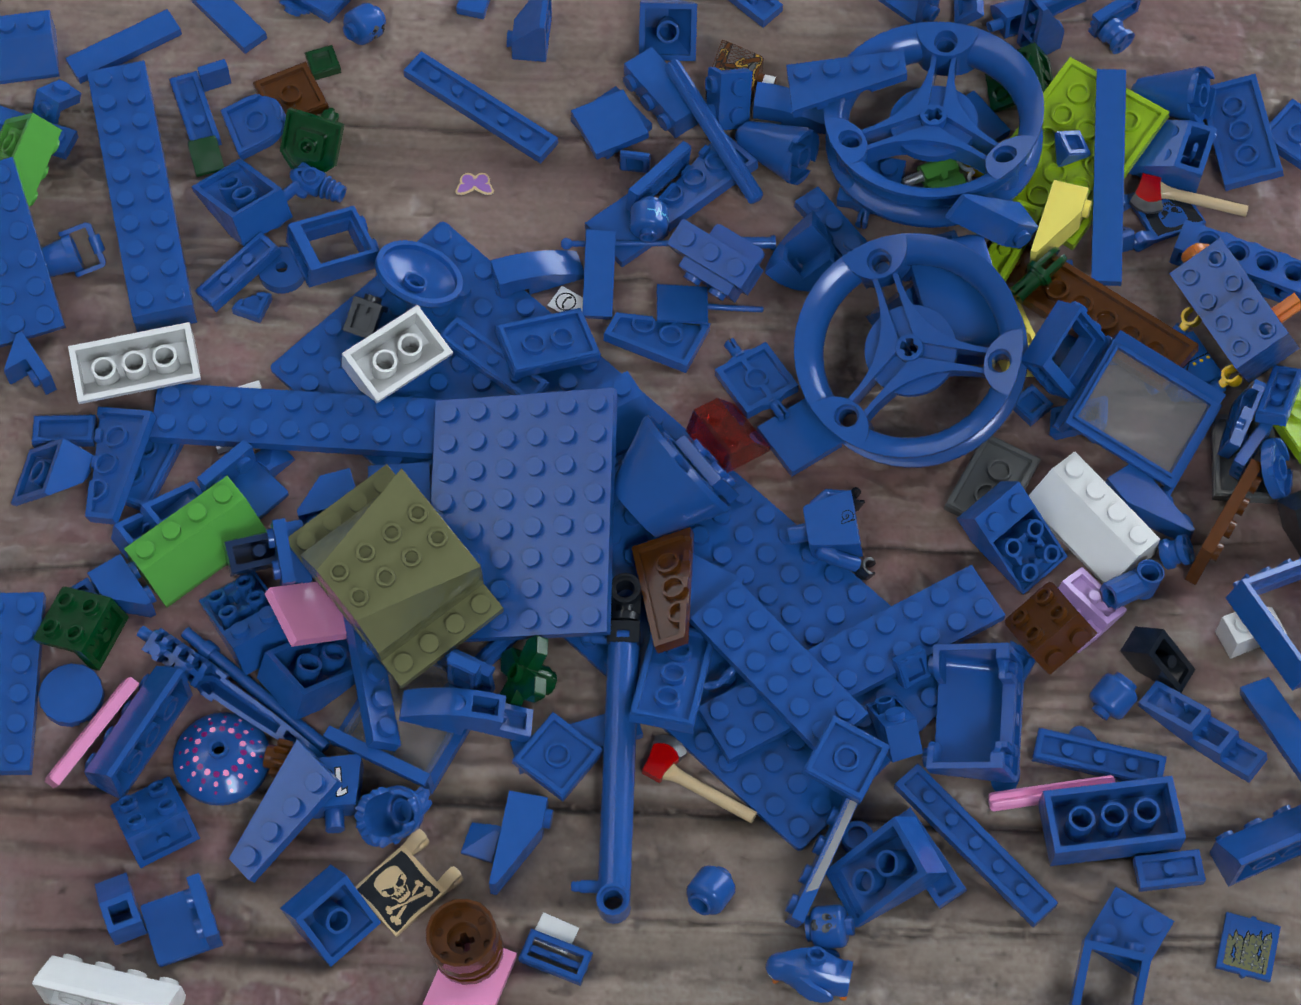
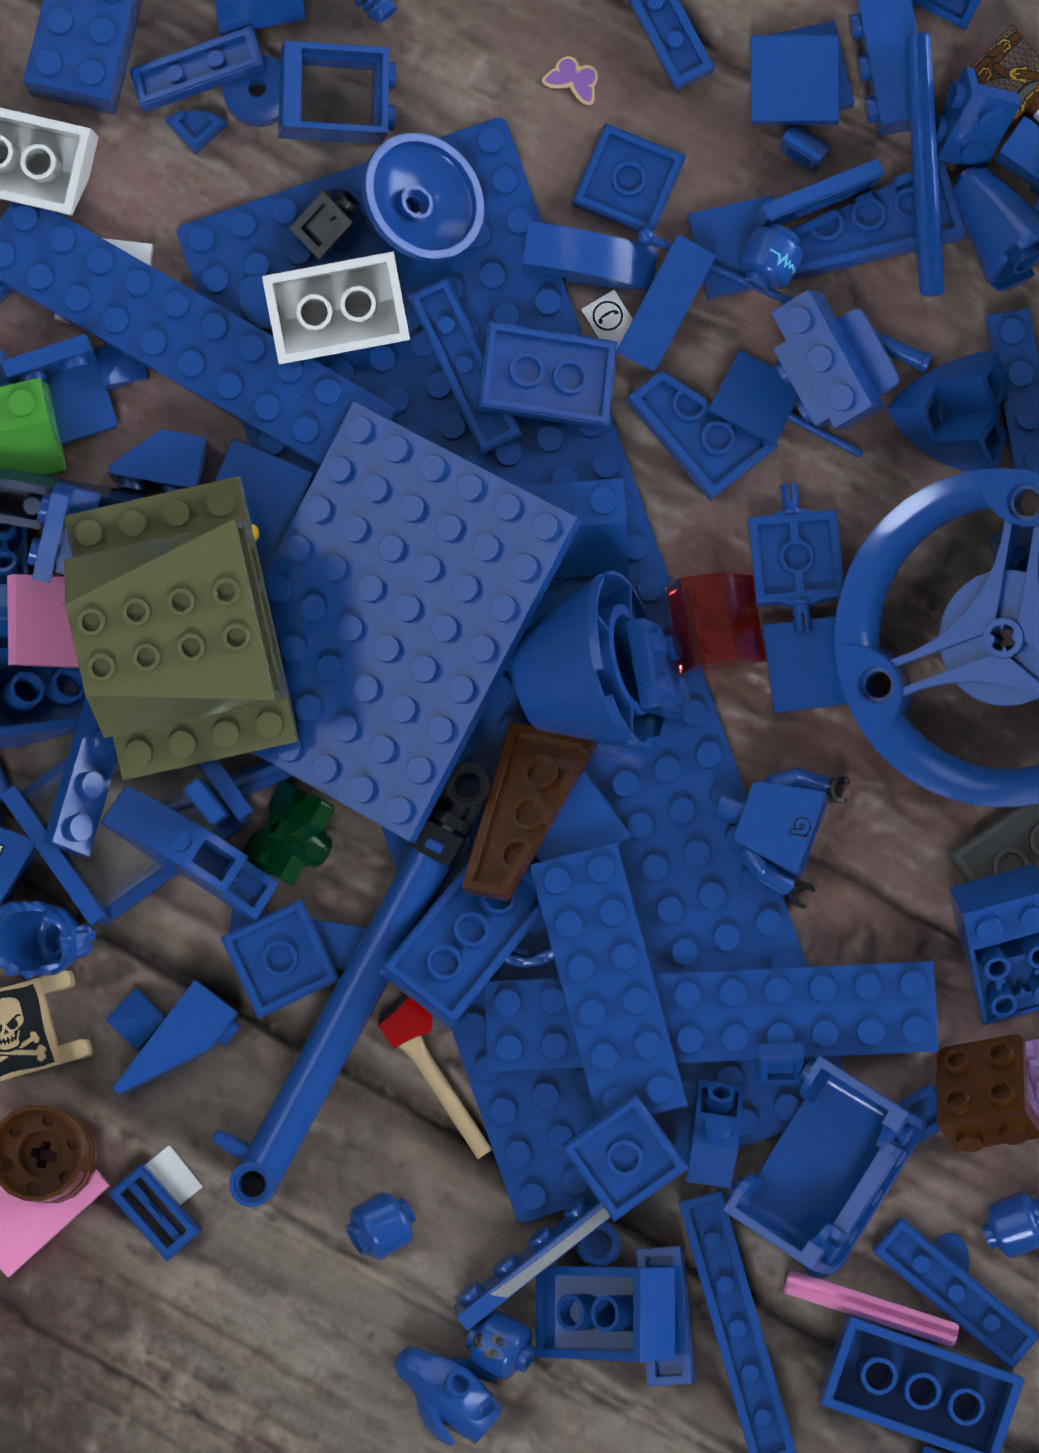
camera: 30 degrees right, 20 degrees up
(537, 222) = (628, 179): none -> blue tile

